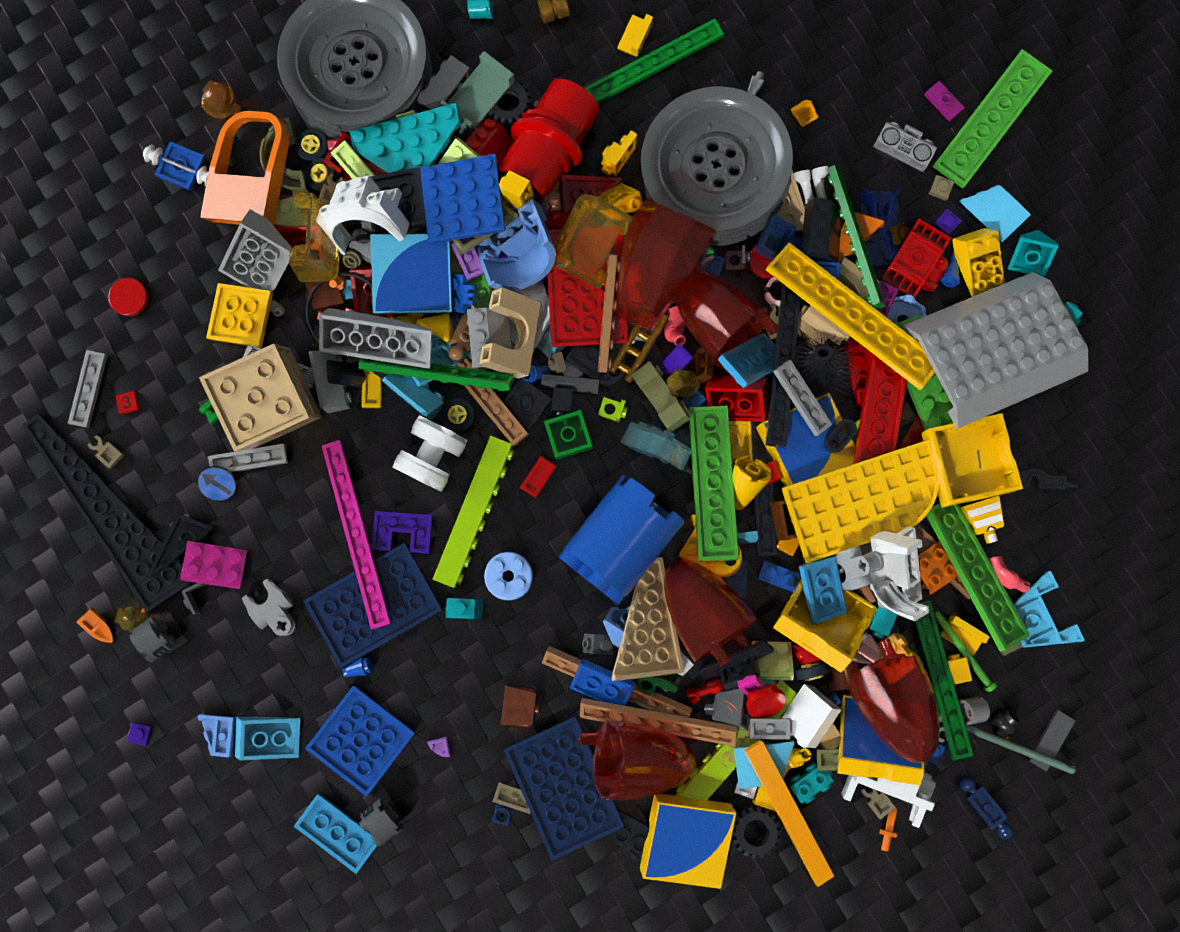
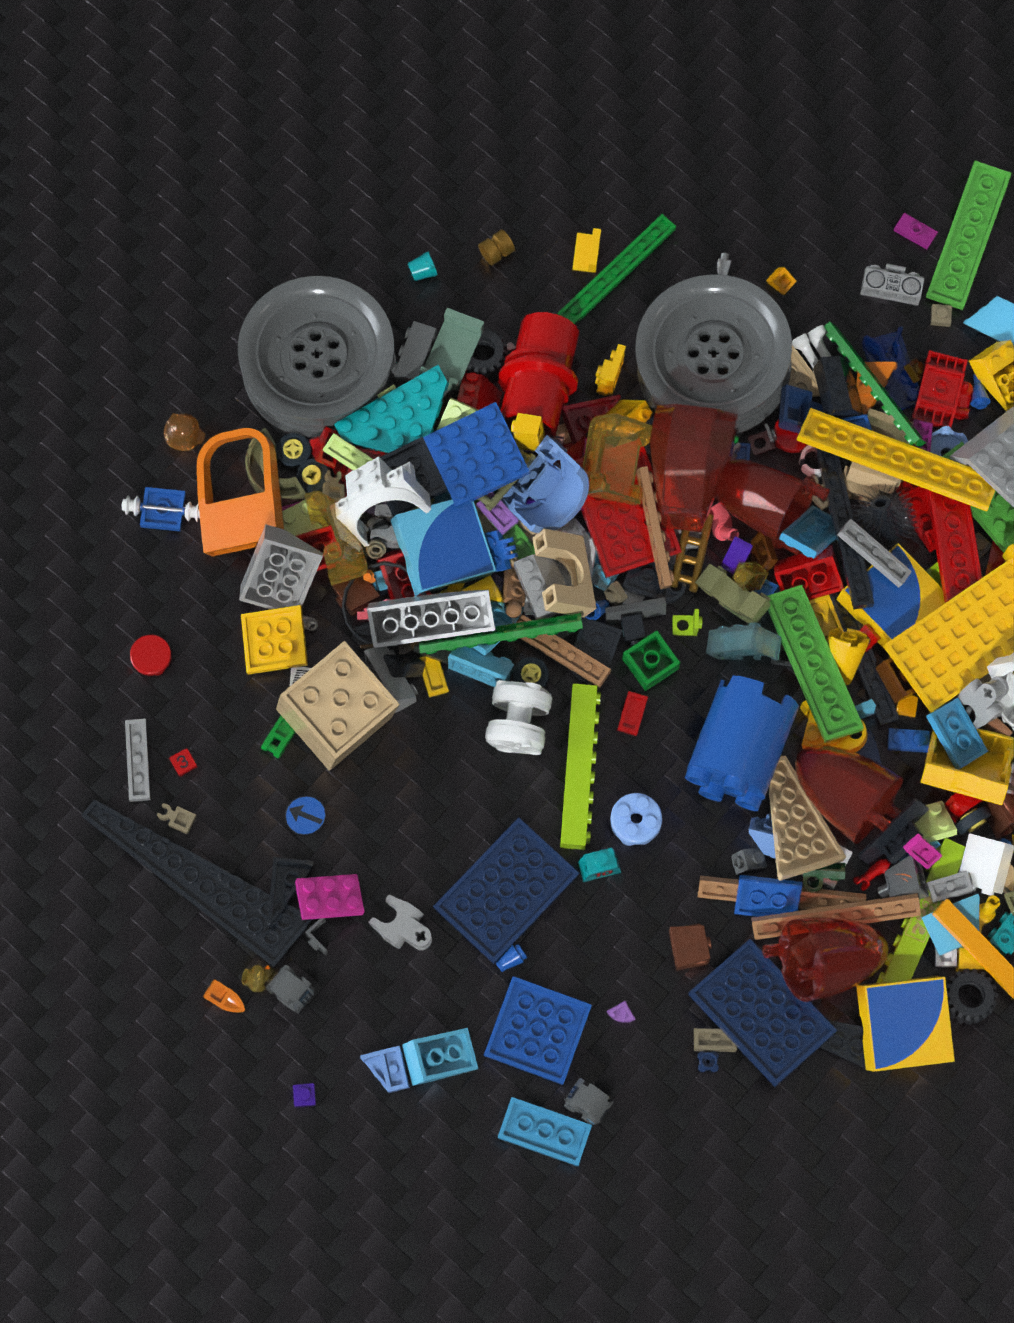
camera: 25 degrees left, 10 degrees down
(251, 458) = (332, 779): light grey plate -> none
(356, 535) = (467, 822): dark pink plate -> none
(388, 522) = (495, 802): dark purple plate -> none
(765, 701) = (937, 859): red tile -> none
(839, 436) = (922, 581): black plate -> none
(947, 222) = (958, 346): dark purple plate -> none

